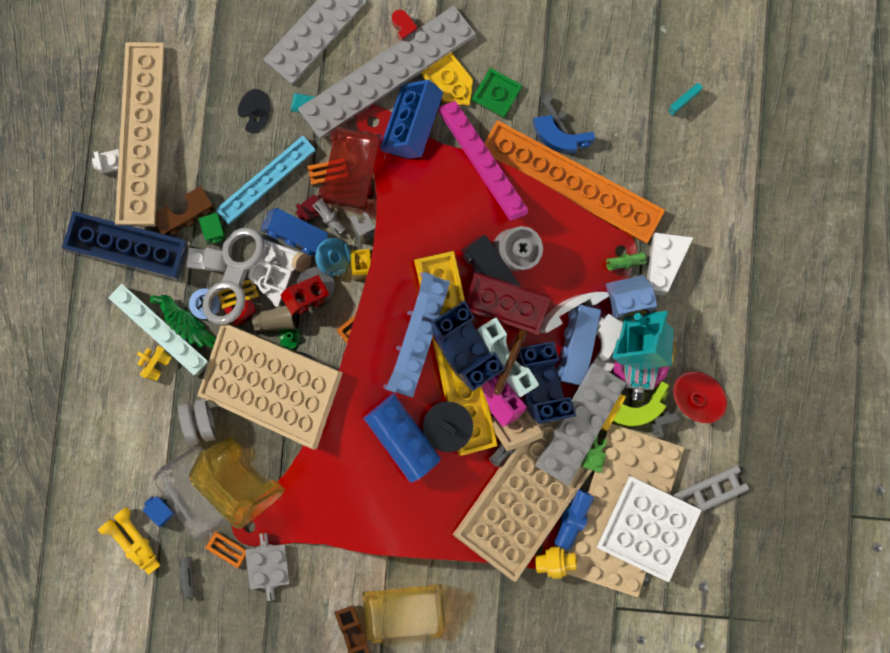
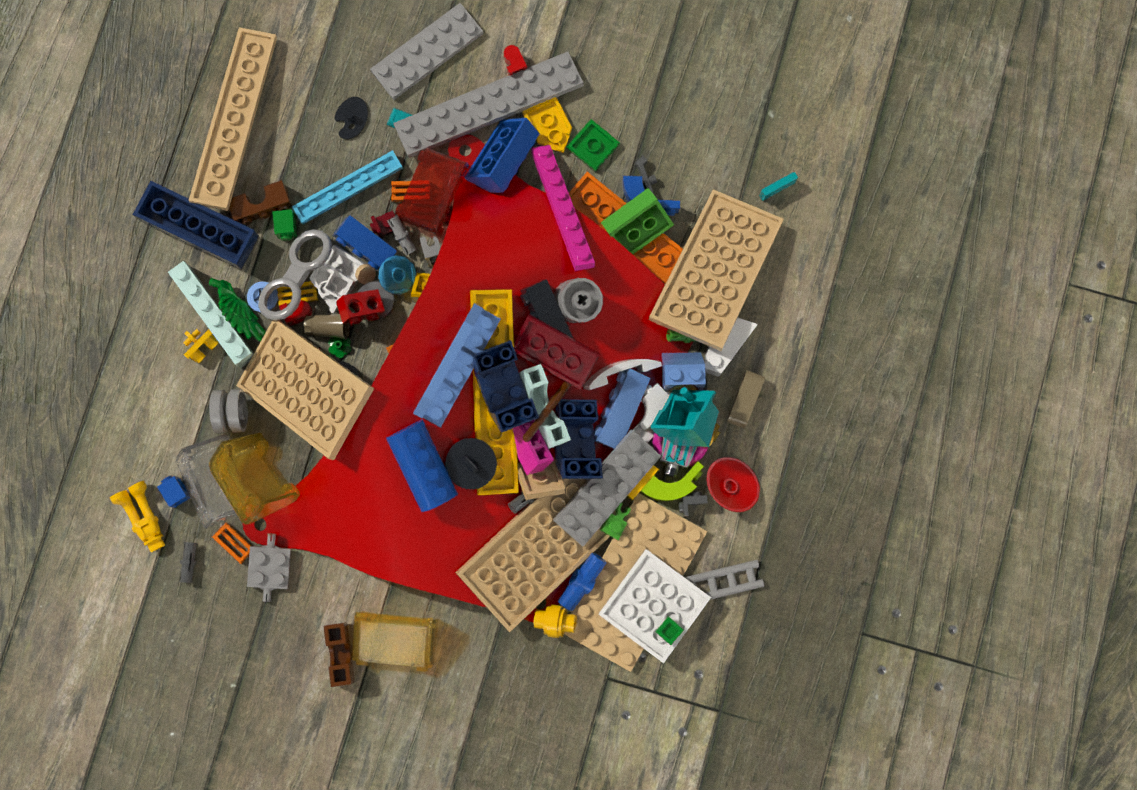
camera: 15 degrees right, 0 degrees up
(106, 161) = (194, 139): white bracket -> none
(206, 259) = (272, 253): white slope -> none
(558, 160) = (638, 222): none -> bright green slope
(642, 192) = (716, 270): none -> tan plate
(668, 549) = (669, 630): none -> green plate
(695, 312) = (745, 399): none -> dark tan beam

